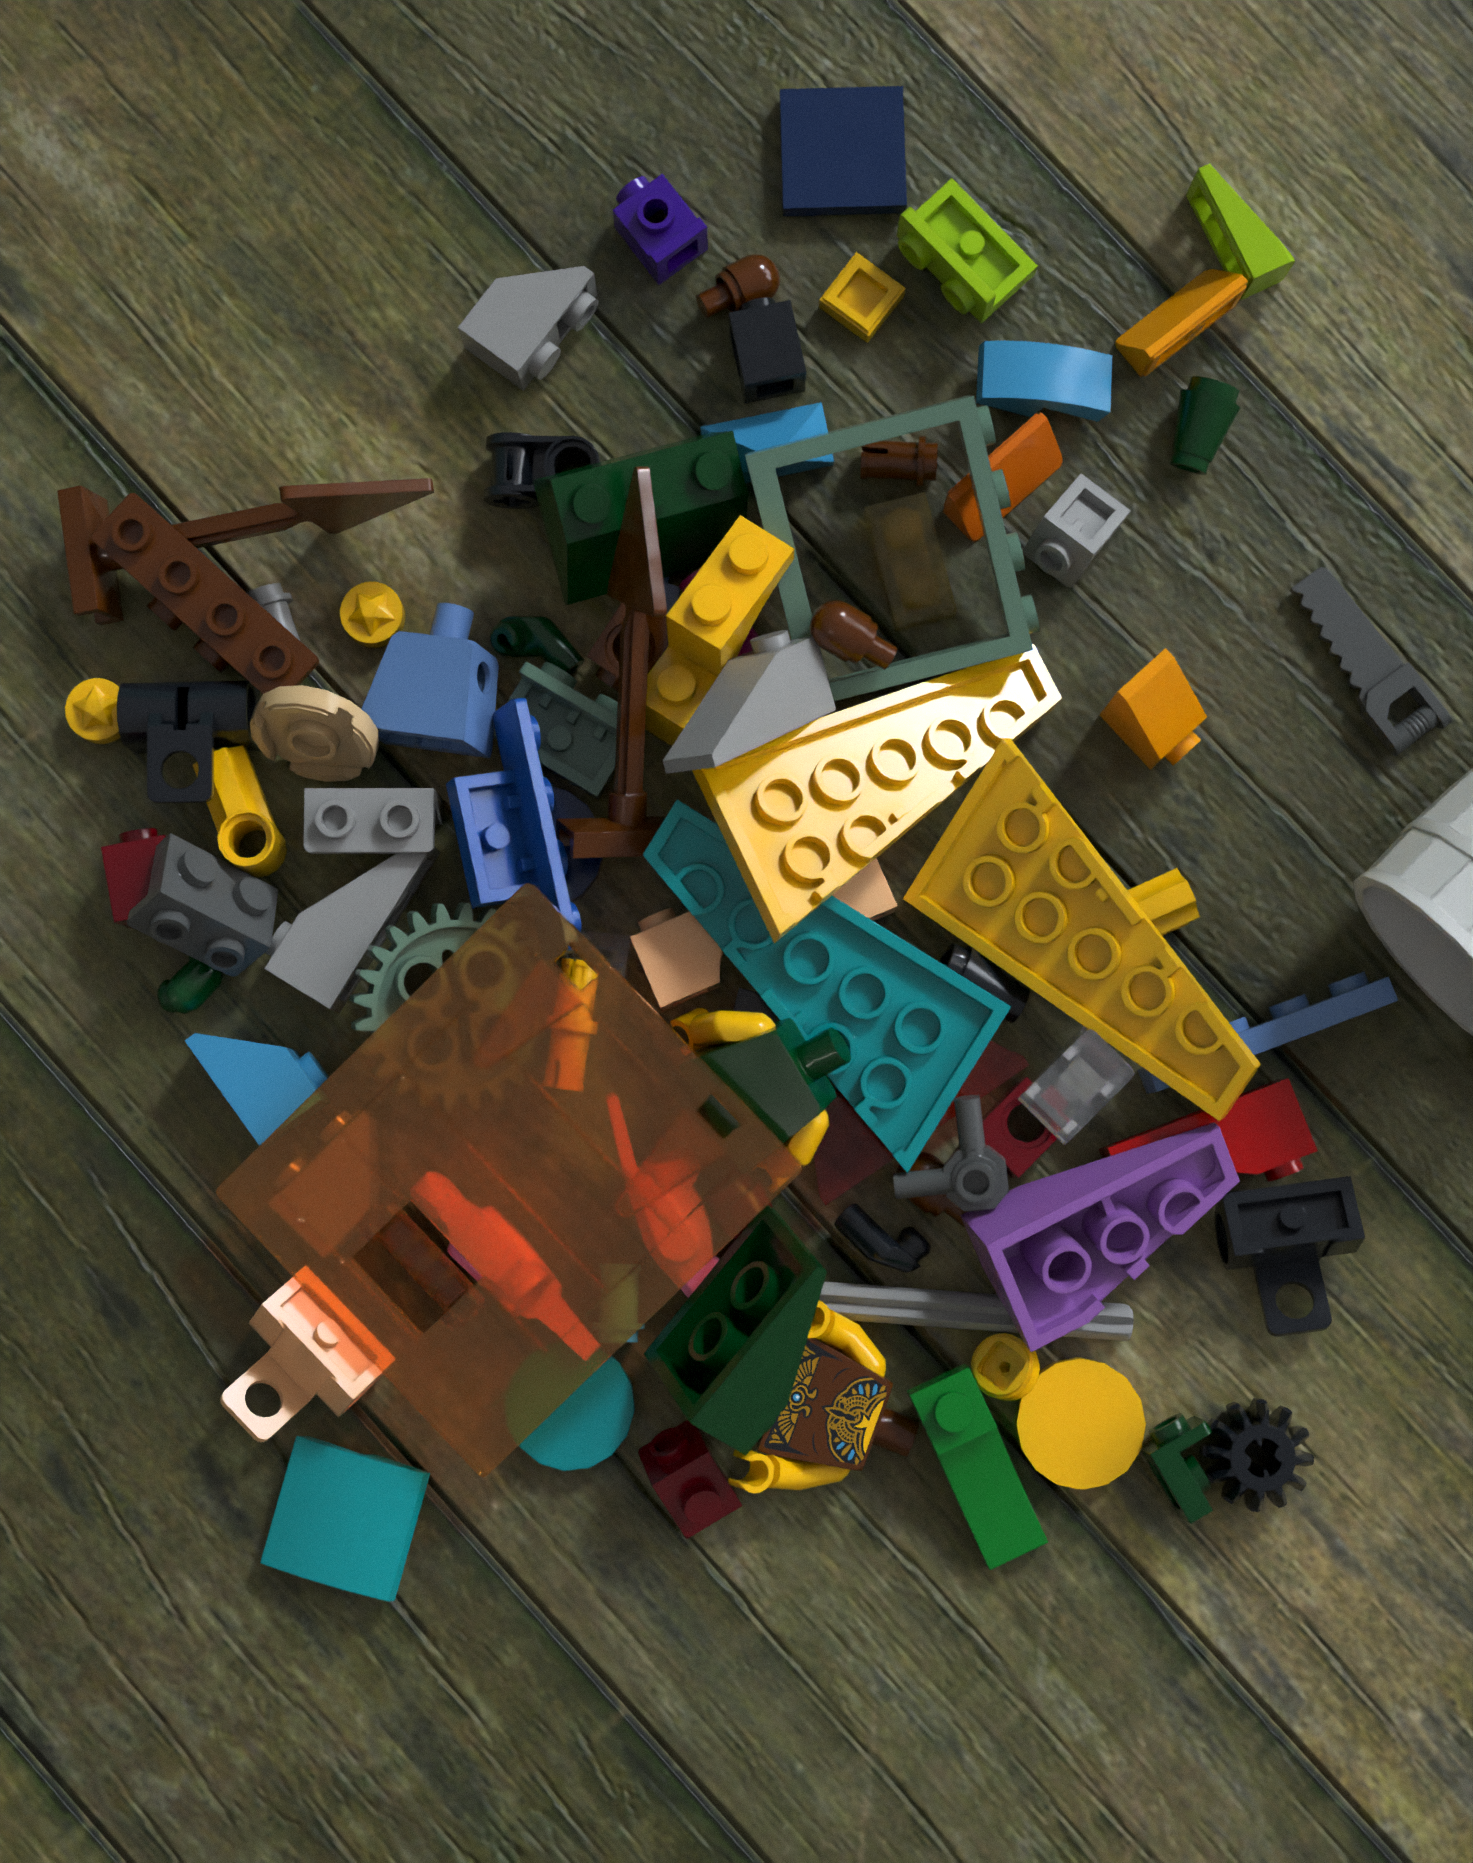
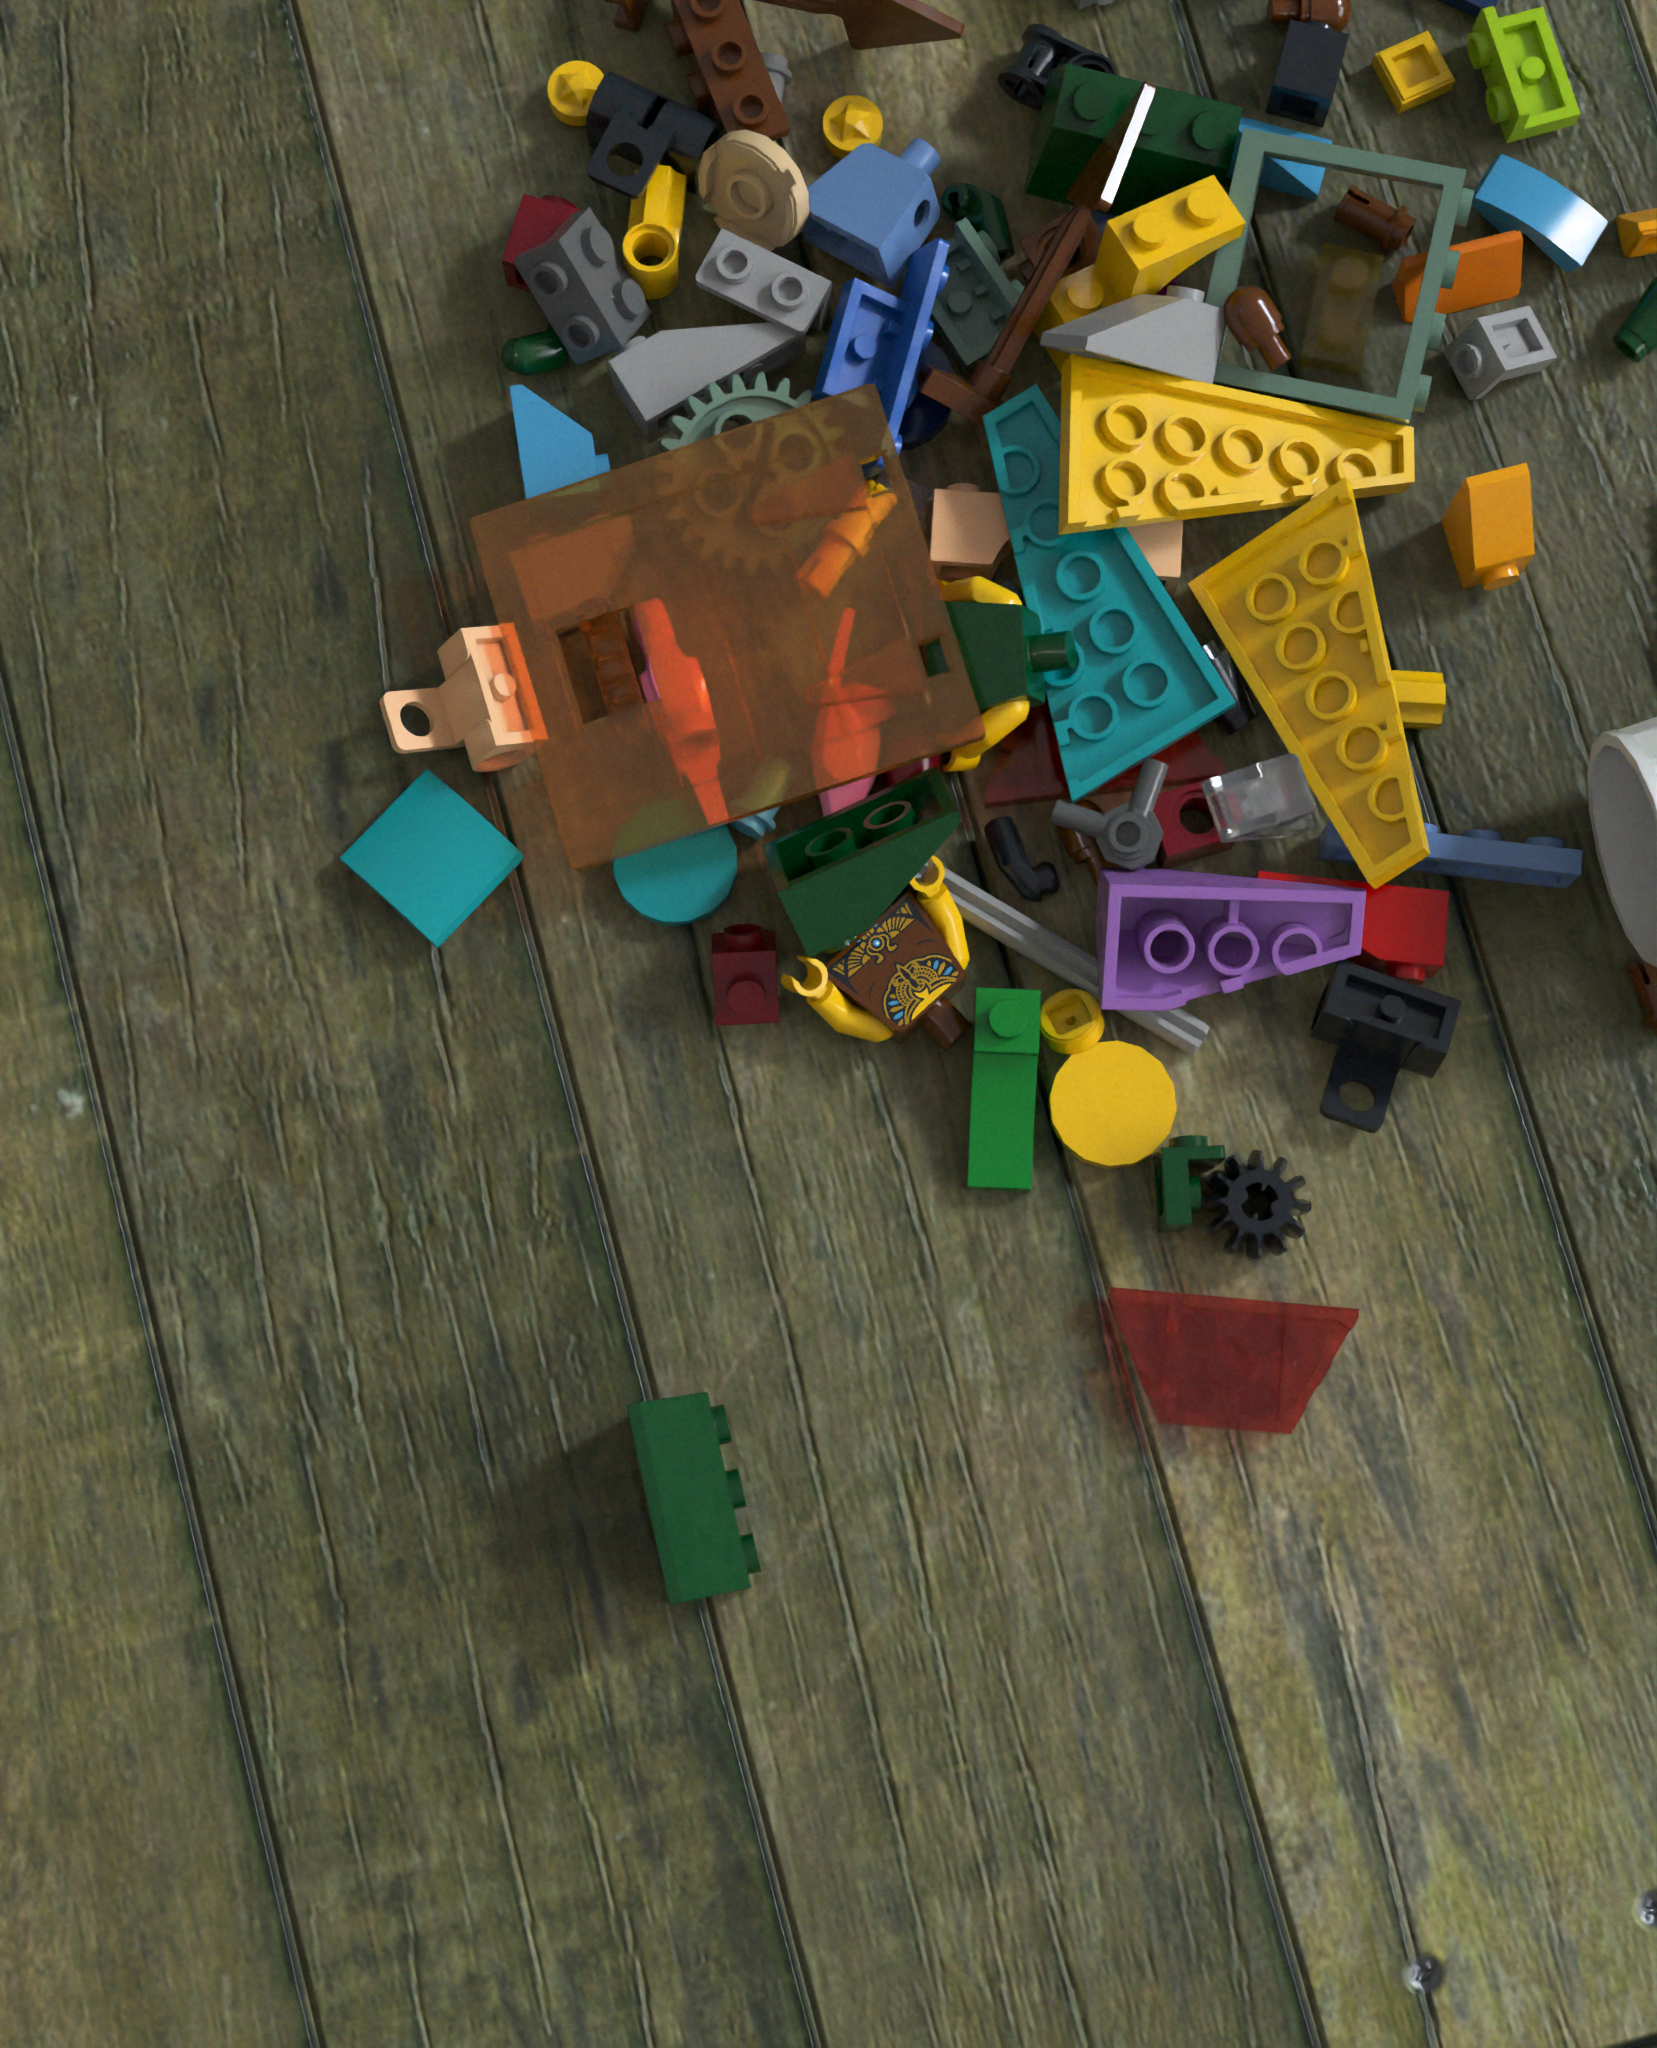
camera: 25 degrees right, 5 degrees down
(1303, 1604) = (1227, 1357): none -> clear red wing

